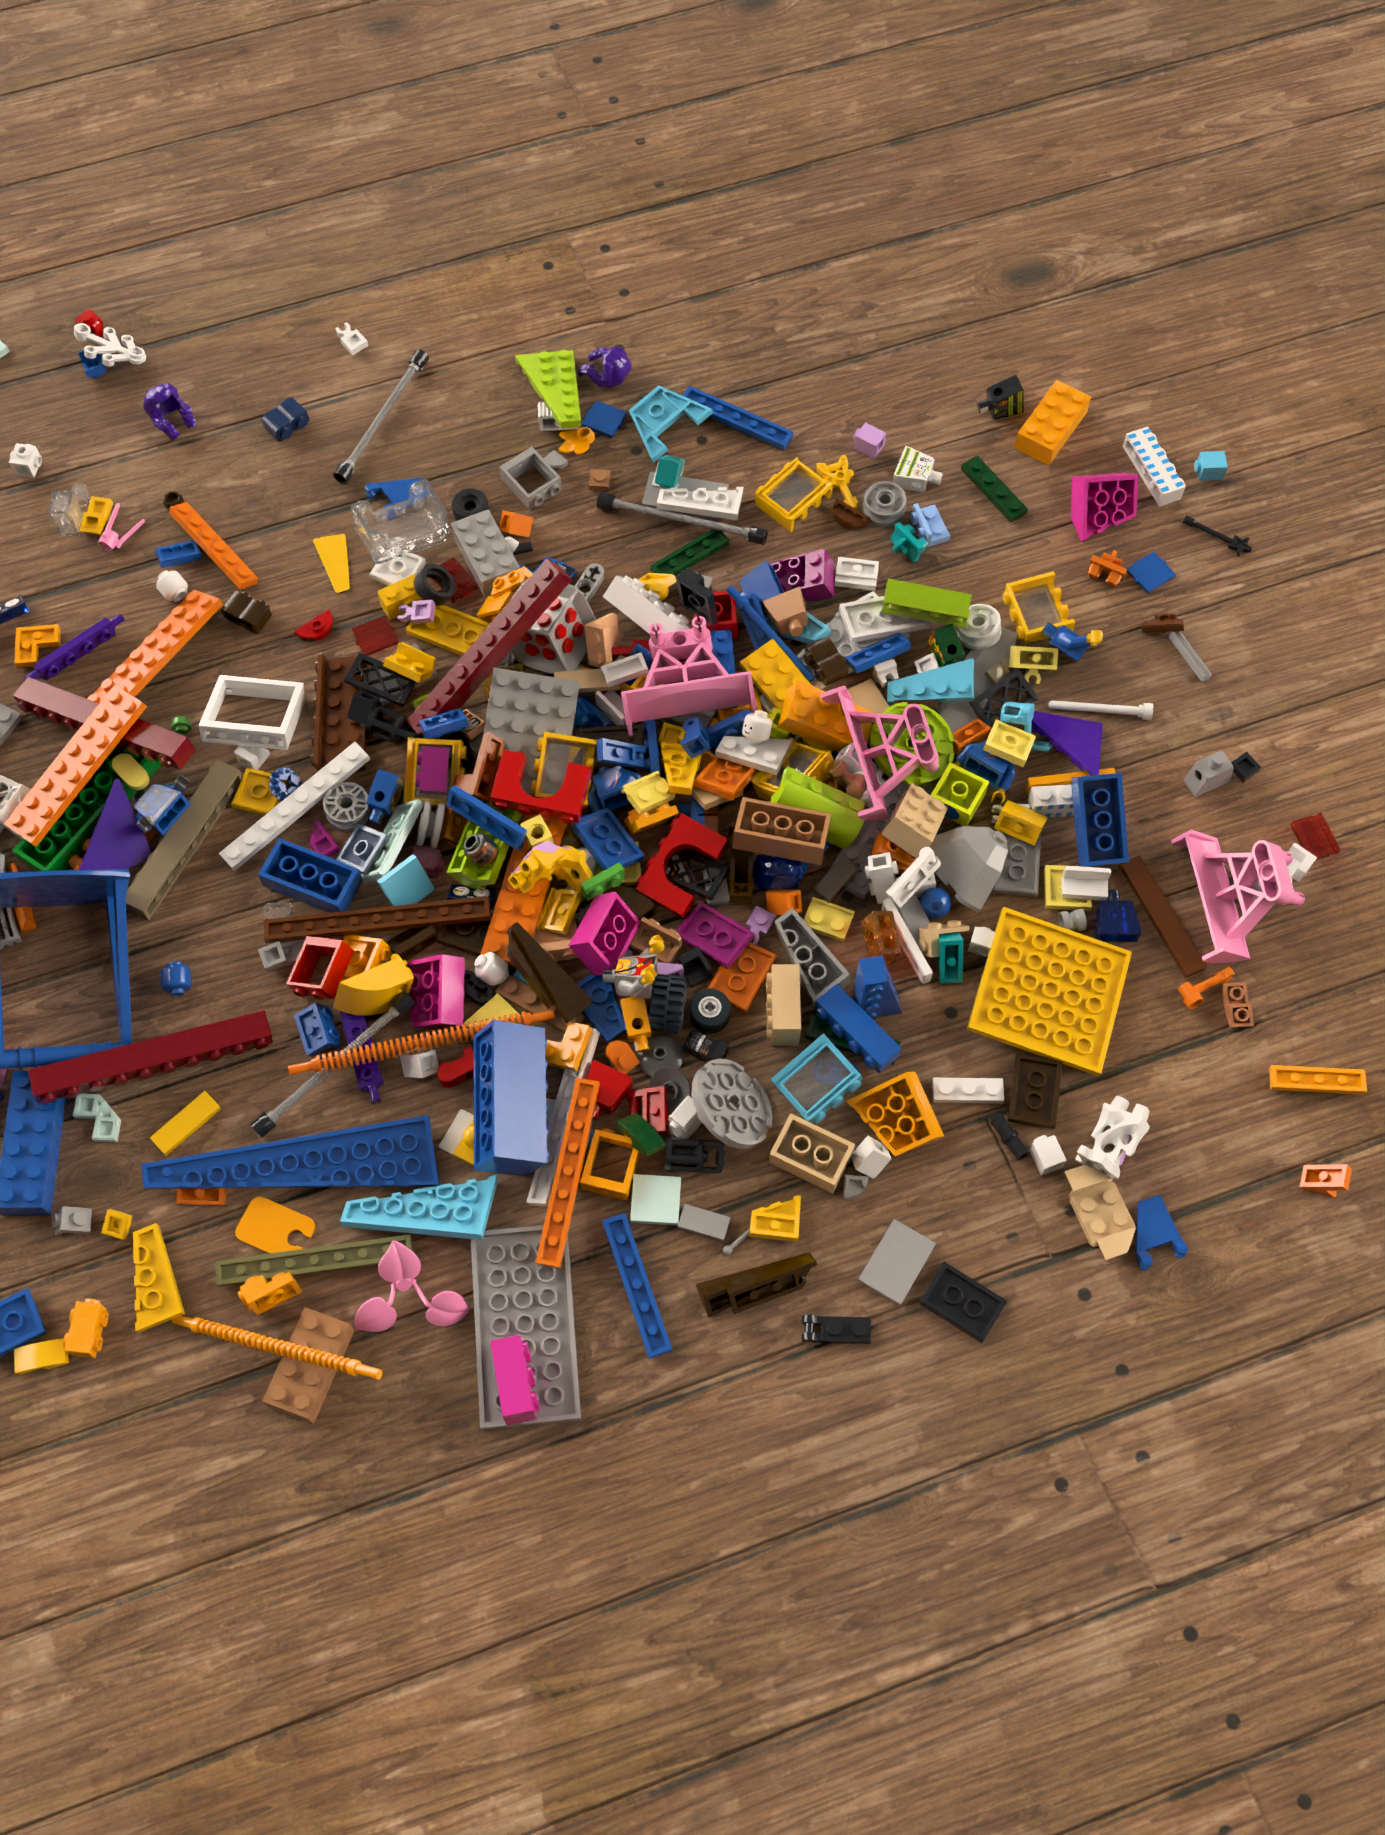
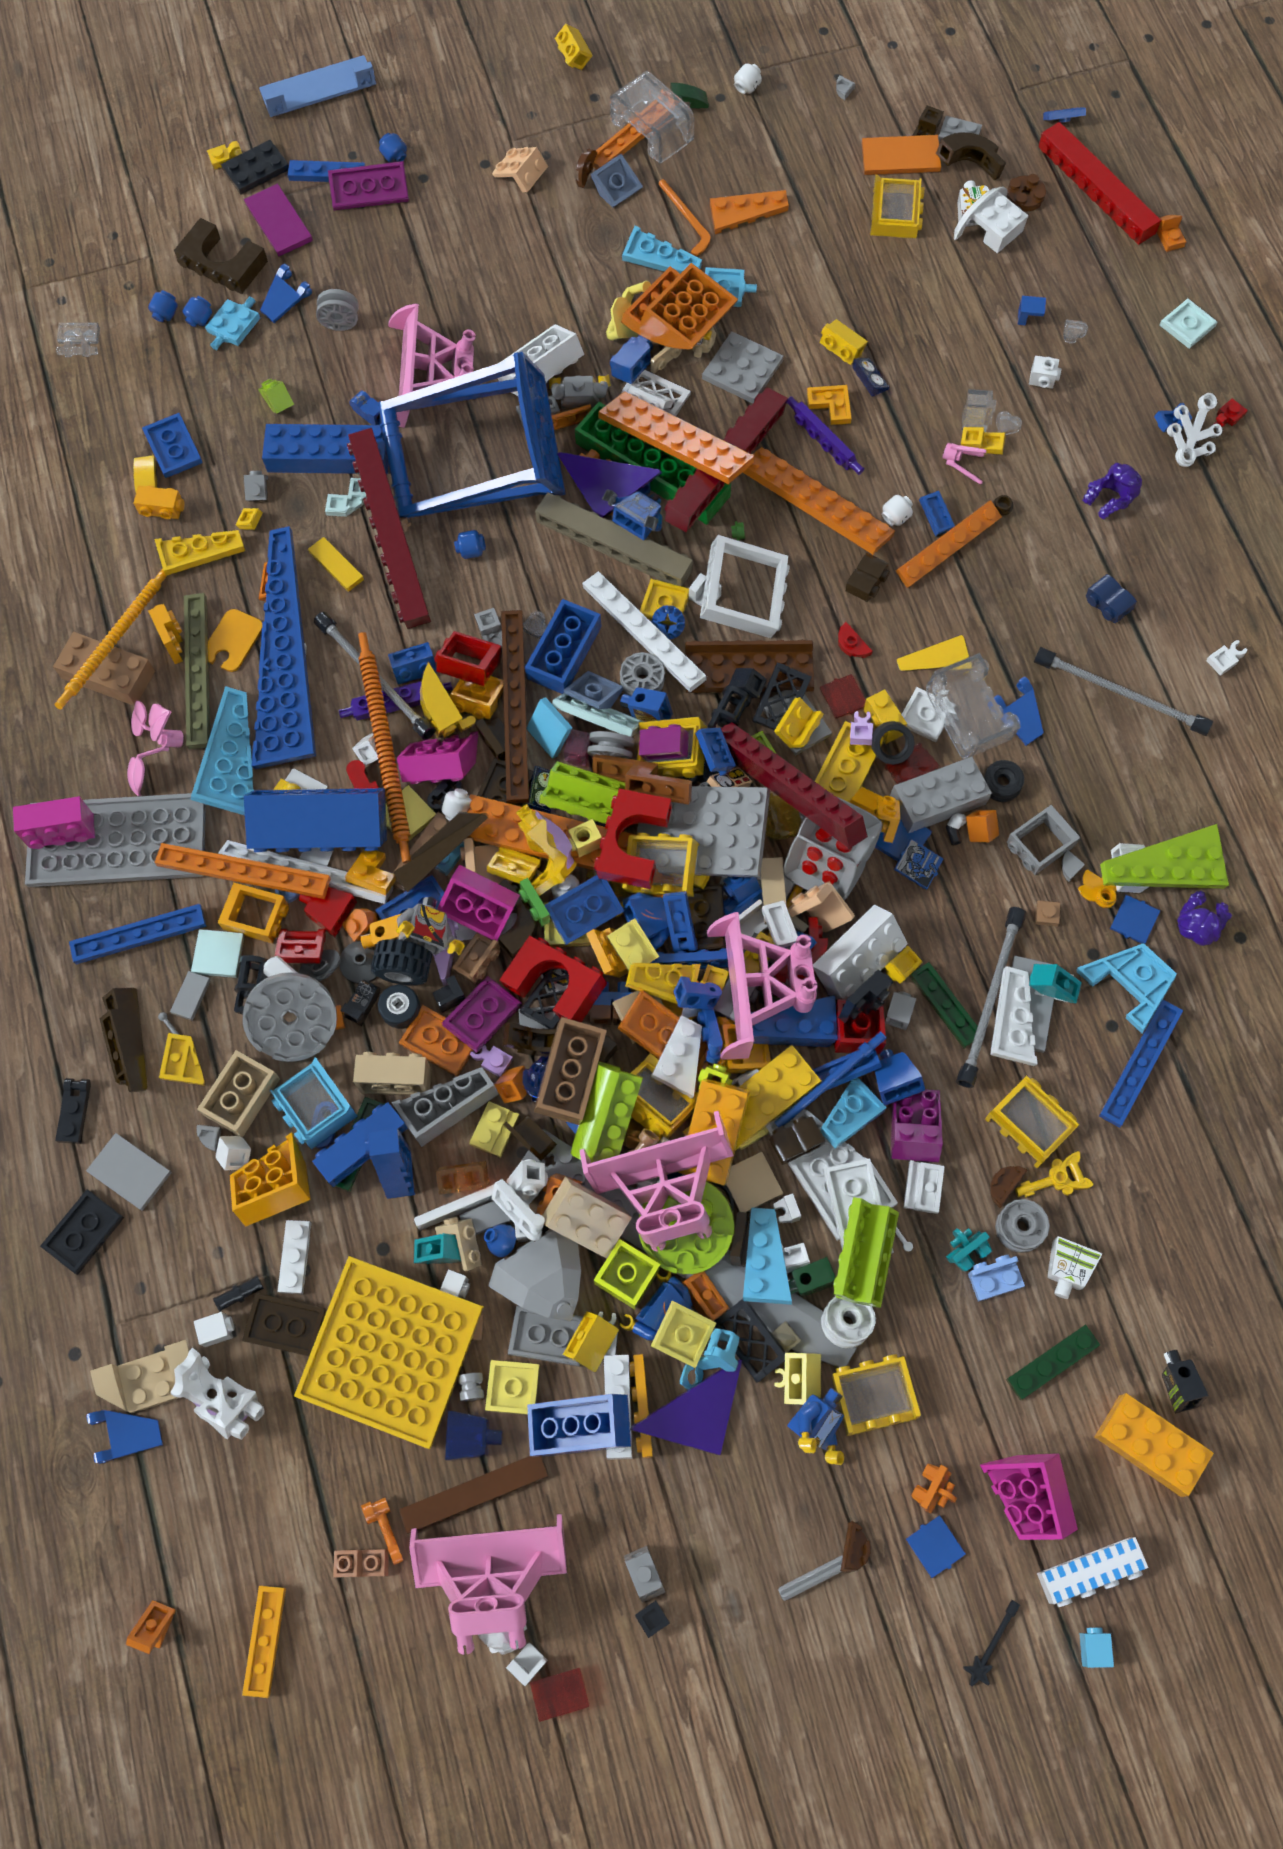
camera: 95 degrees right, 5 degrees up
(130, 771) = (668, 487): light yellow tile -> none
(321, 841) = (608, 658): magenta tile -> none
(480, 849) = (569, 785): pearl dark grey head -> none
(486, 817) = (608, 782): blue plate -> none
(585, 579) = (918, 898): light grey beam -> none
(643, 1135) = (269, 934): dark green slope -> none
(757, 727) = (699, 1054): white head -> none
(787, 612) = (859, 1101): torso -> none
(869, 440) = (1115, 1214): lavender brick -> none
(878, 653) = (808, 1198): blue plate -> none
(1085, 883) = (506, 1403): white panel -> none
(1143, 711) = (735, 1506): white piece -> none

